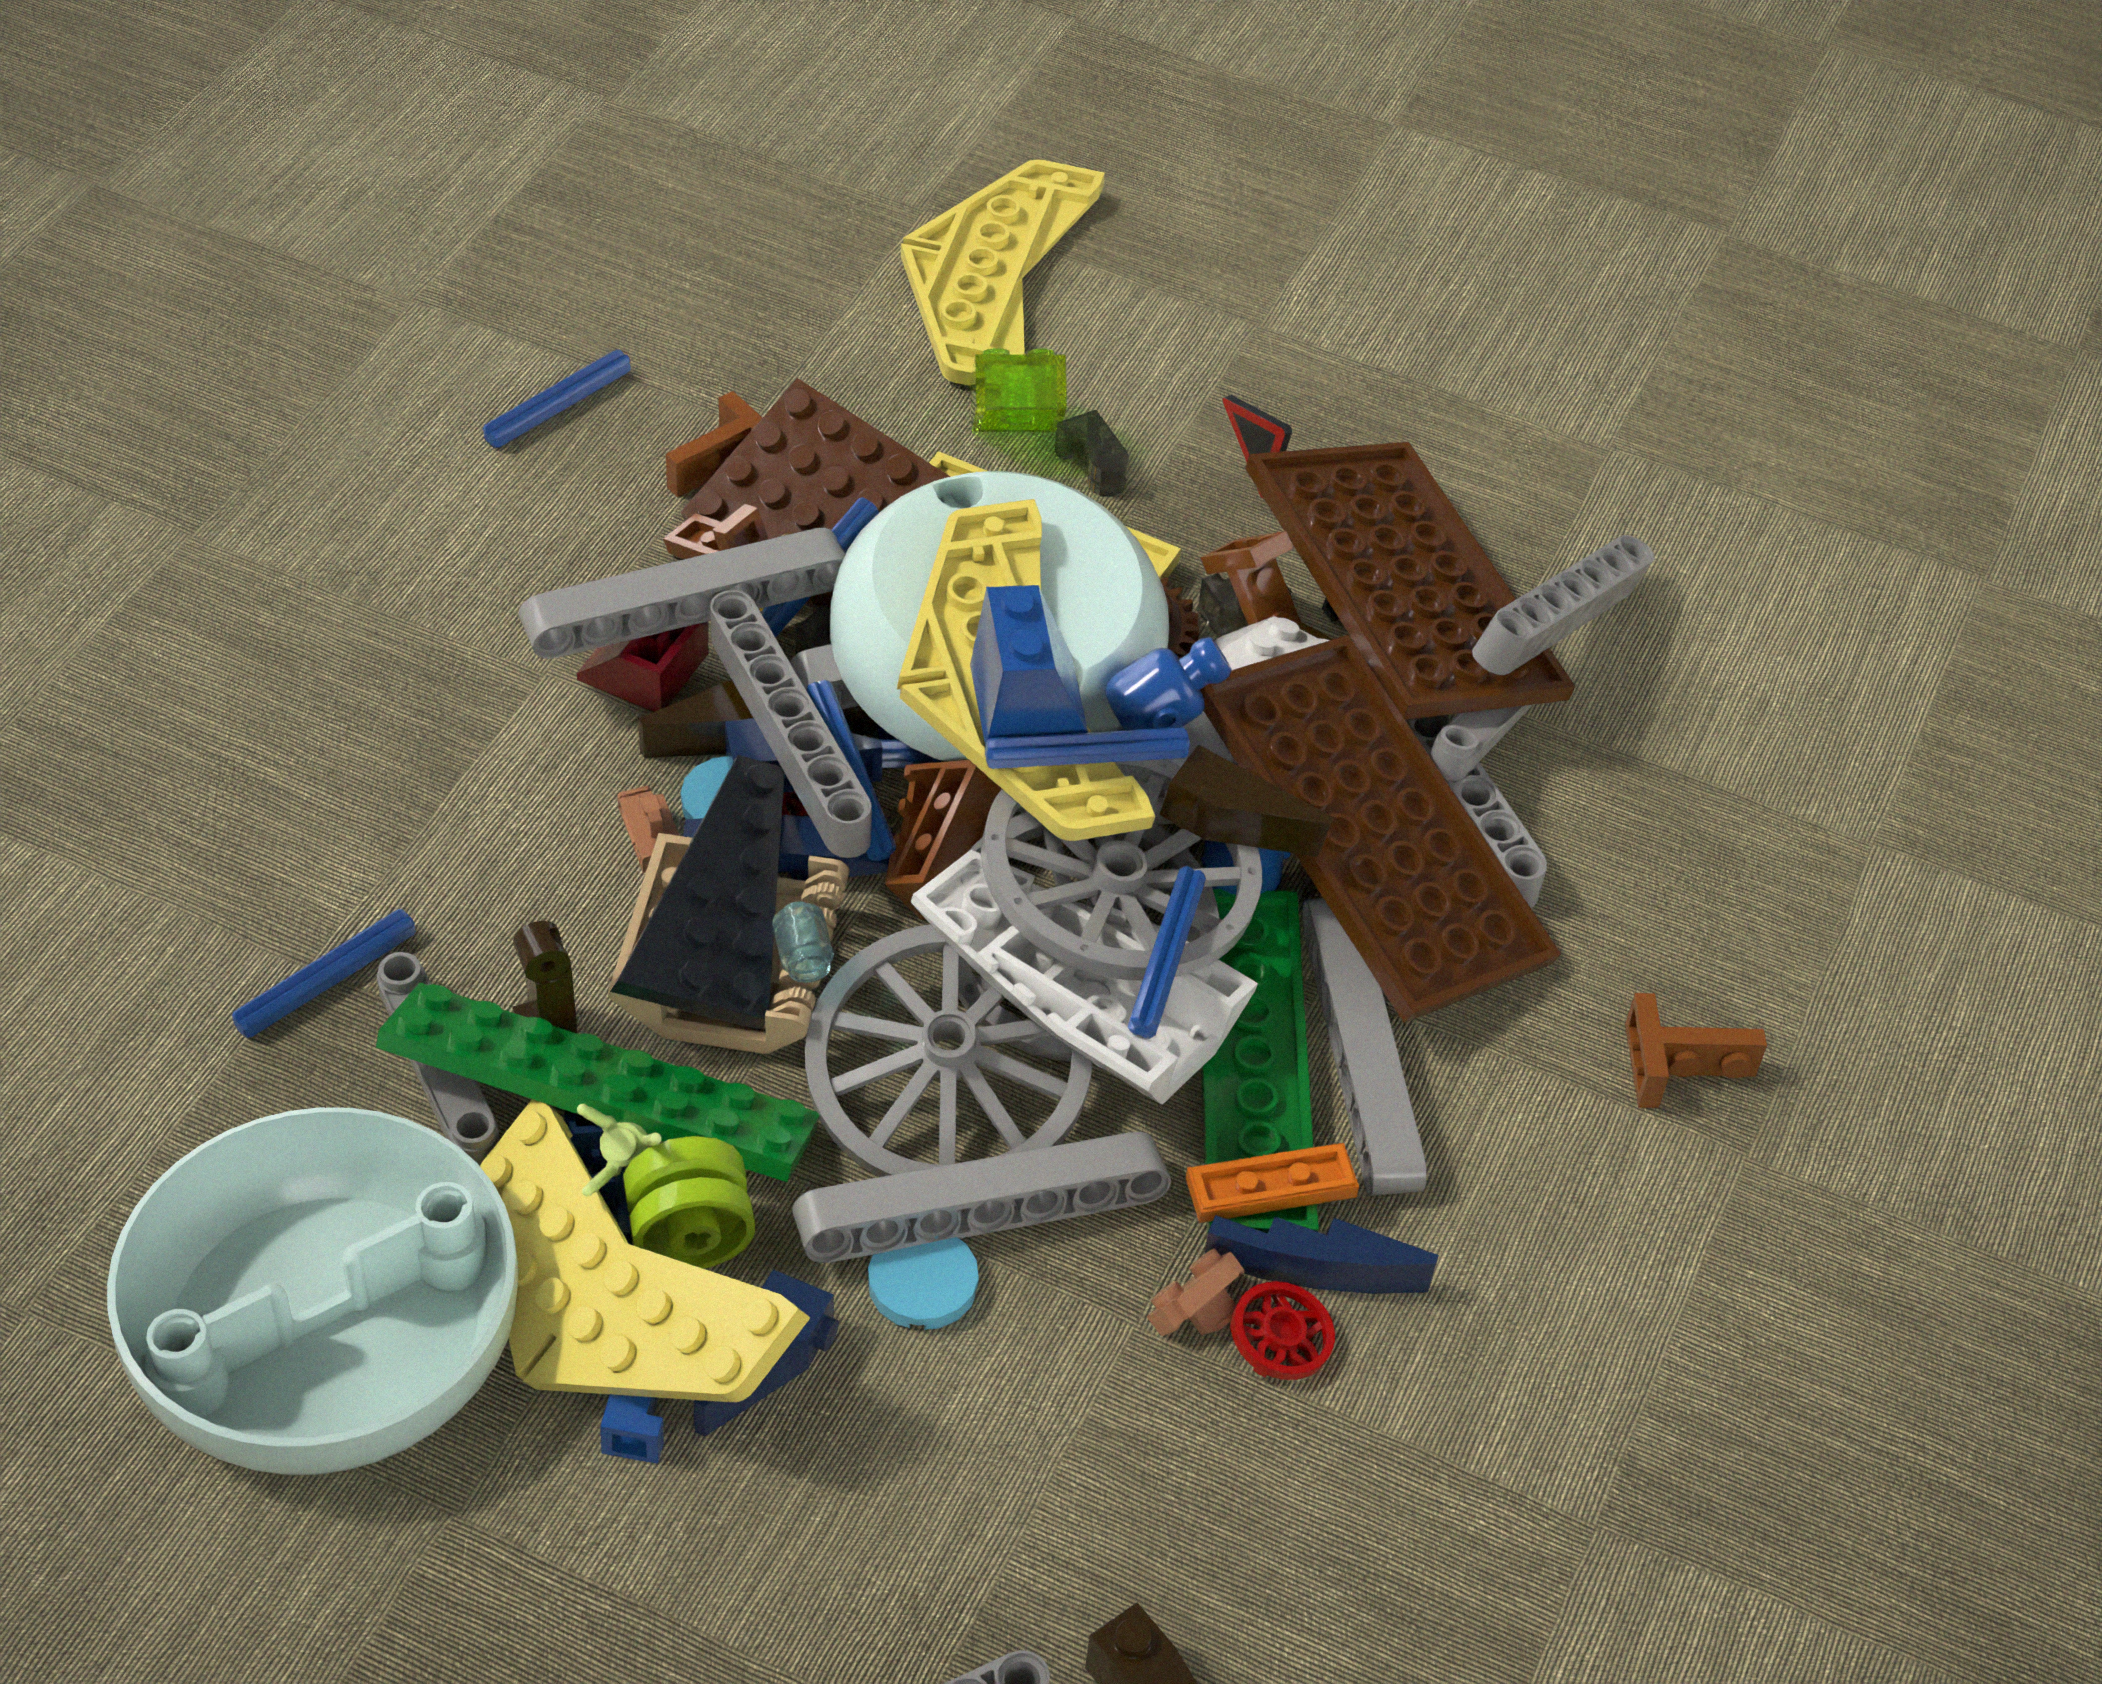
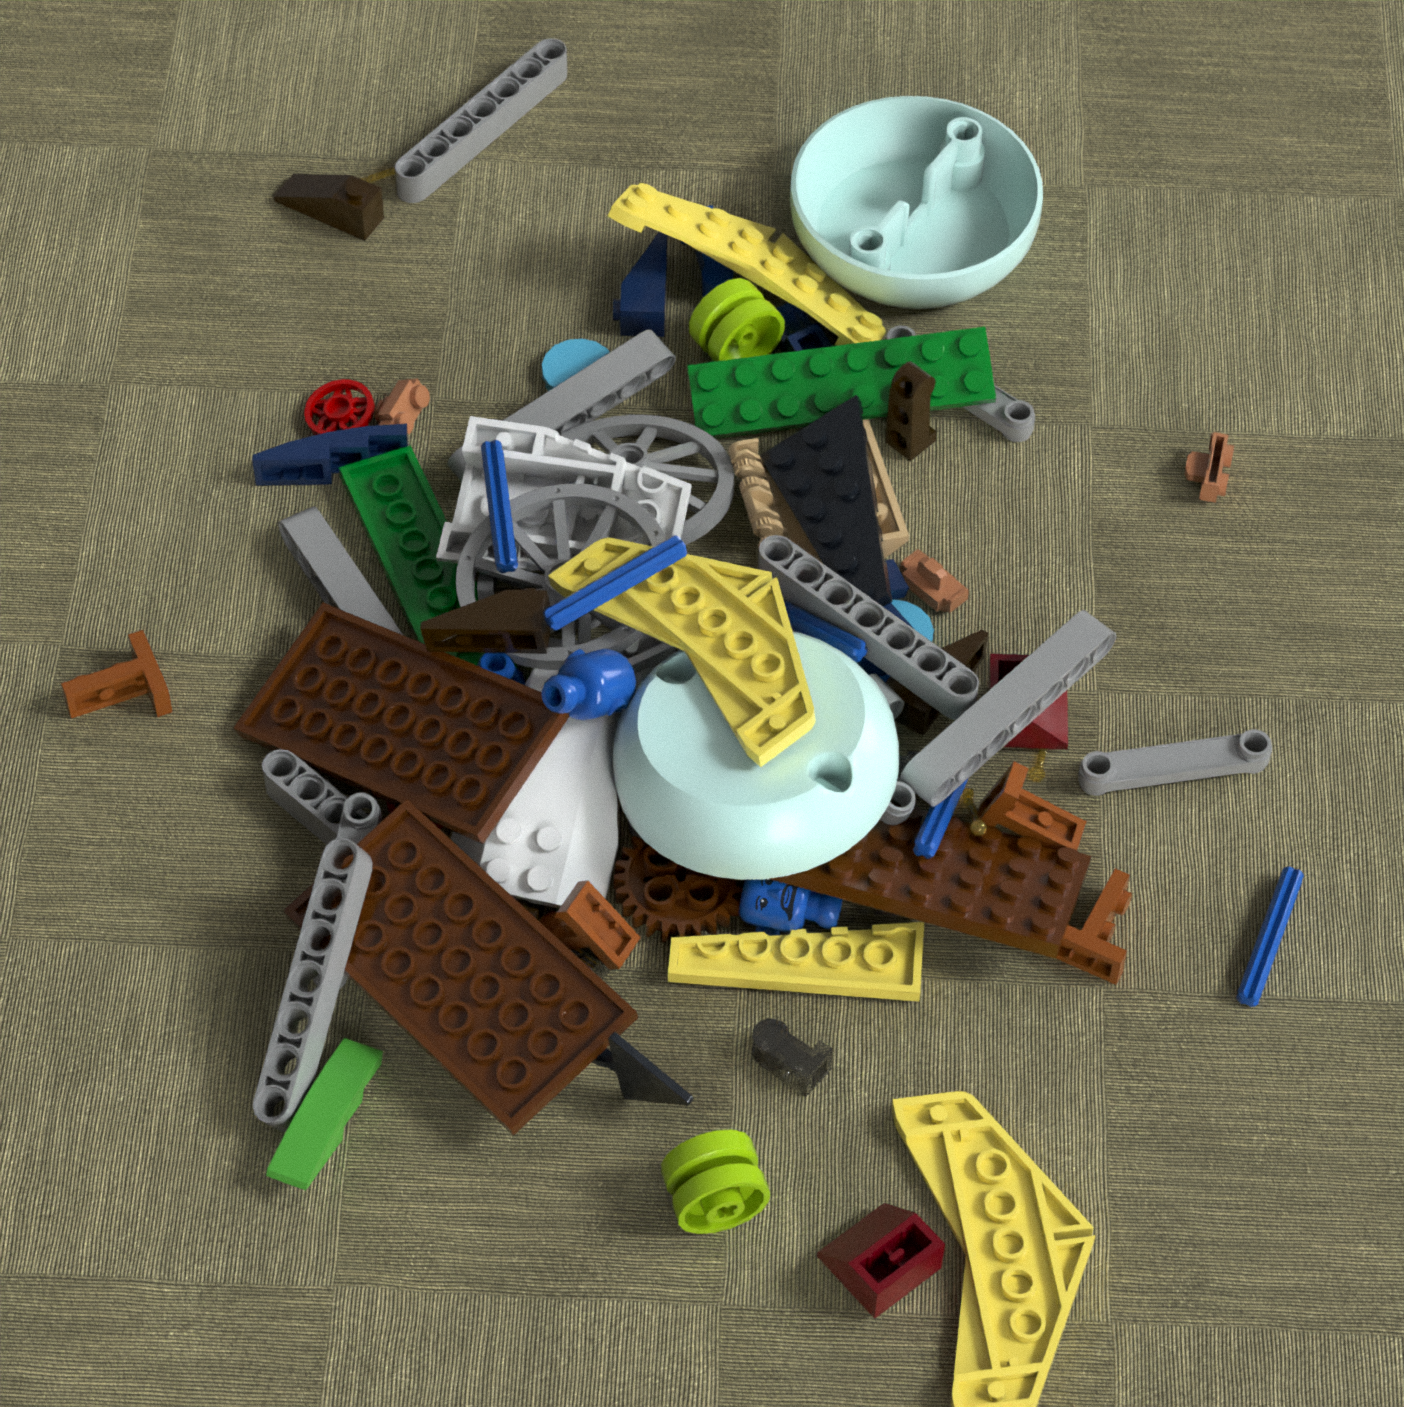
camera: 160 degrees right, 5 degrees up
(220, 834) = (1208, 467): none -> nougat piece
(323, 973) = (1071, 415): blue axle -> none
(512, 558) = (1174, 762): none -> light grey piece
(618, 1145) = (795, 333): yellowish green plant -> none
(803, 941) = (756, 471): clear light blue brick -> none
(1018, 391) = (878, 1051): clear neon green brick -> none
(1023, 668) = (675, 574): blue slope -> none
(1102, 278) = (884, 1257): none -> dark red slope
(1229, 352) = (715, 1181): none -> lime wheel
(1272, 1182) = (379, 478): orange tile -> none
(1602, 522) = (323, 1114): none -> bright green slope

